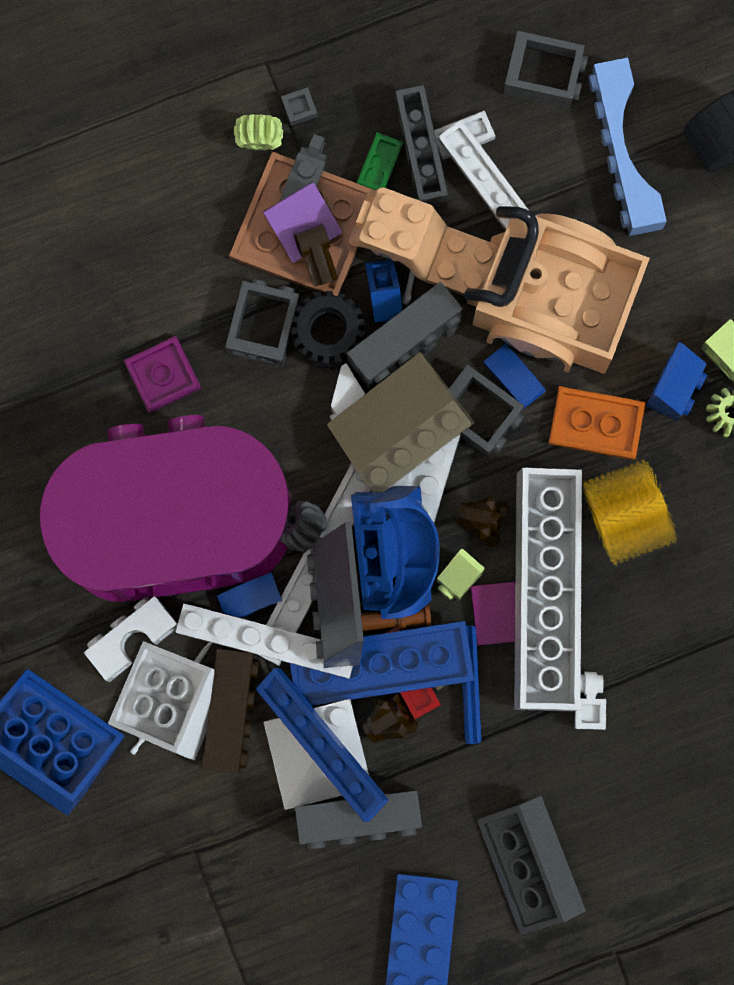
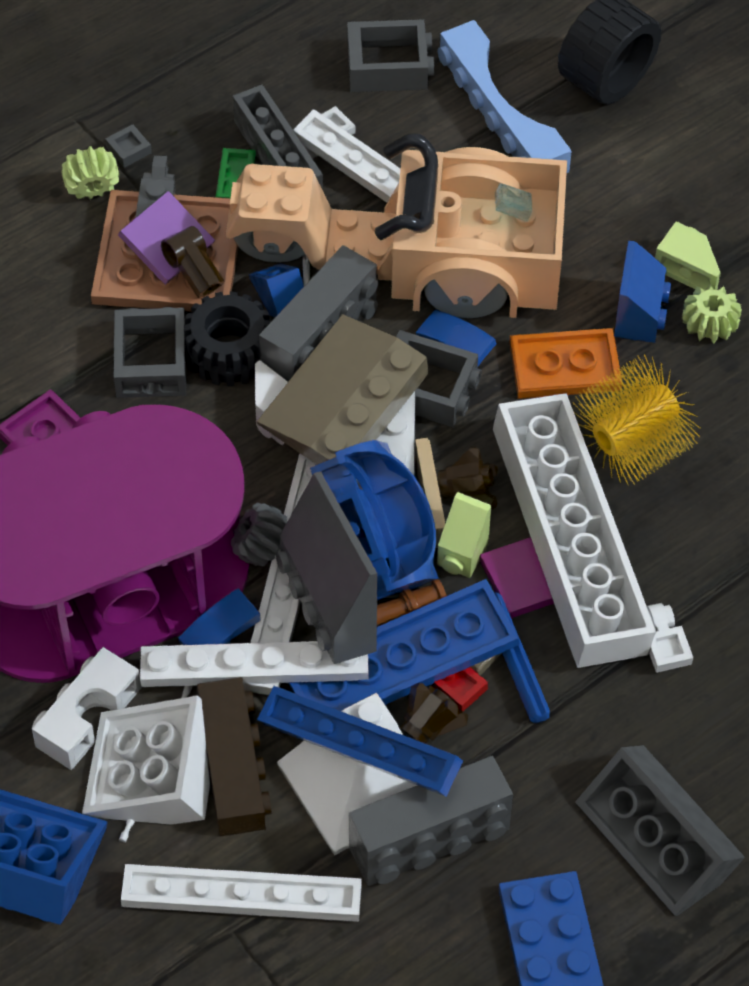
camera: 20 degrees left, 25 degrees down
(206, 826) = (241, 892): none -> white plate
(448, 518) = (428, 482): none -> tan tile
(593, 281) = (513, 202): none -> clear light blue tile

